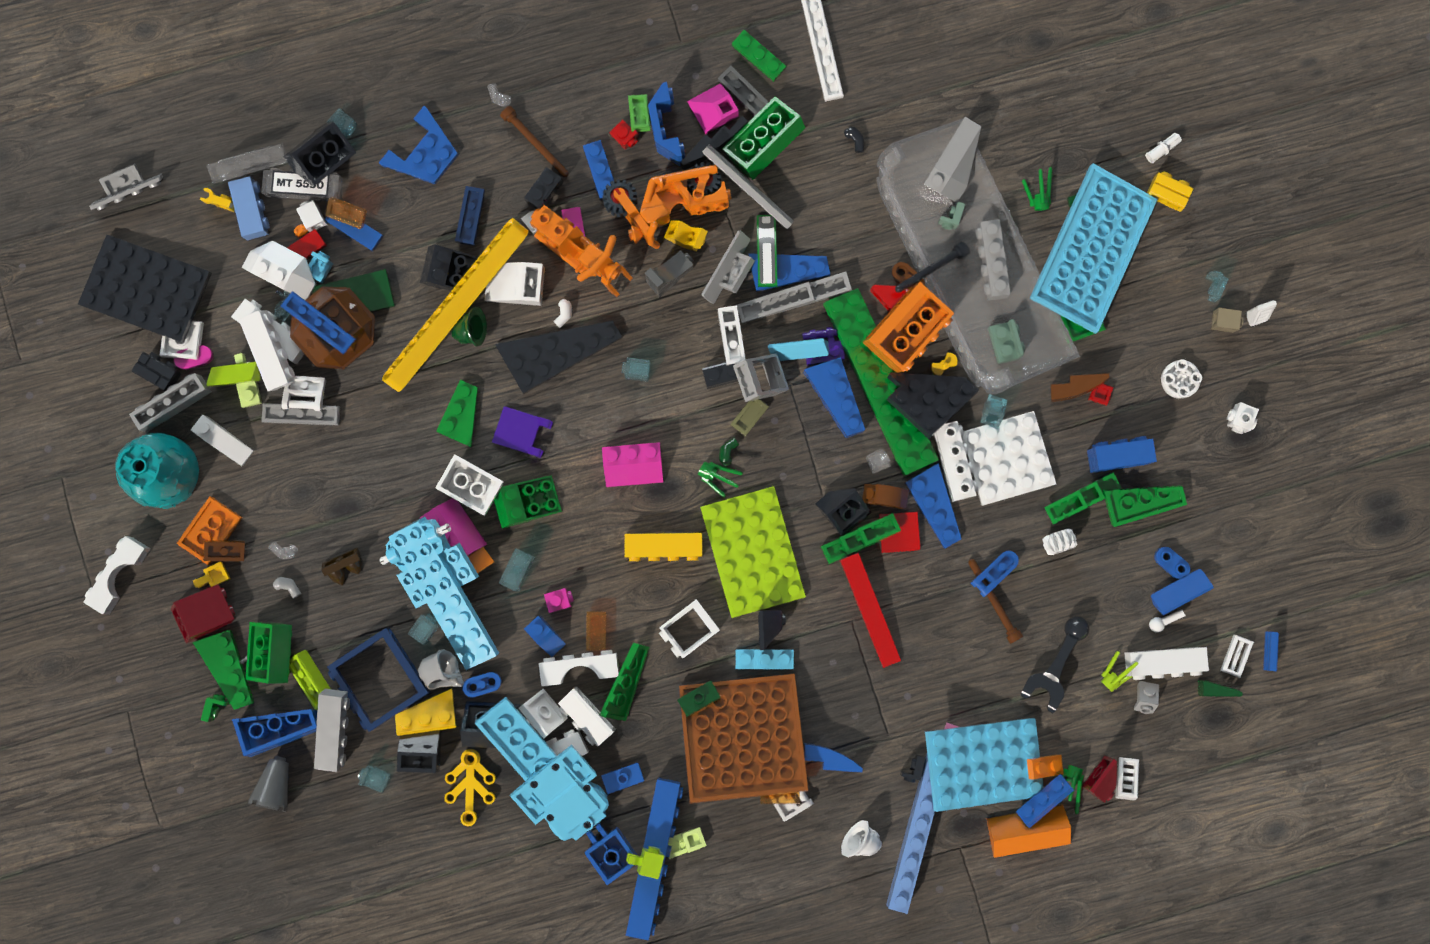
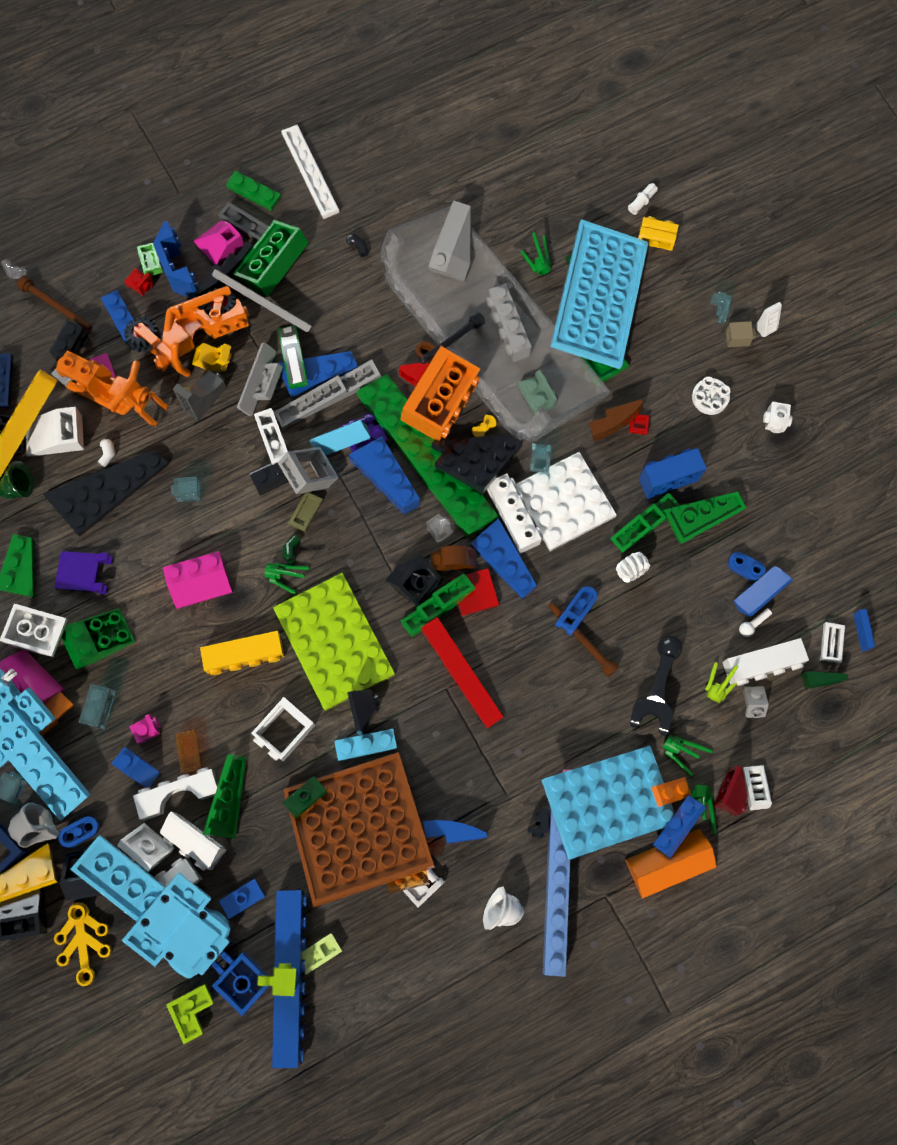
camera: 15 degrees left, 10 degrees down
(554, 866) = (184, 1012): none -> lime plate
(955, 214) = (462, 297): sand green bracket -> none
(1057, 722) = (674, 745): none -> green plant

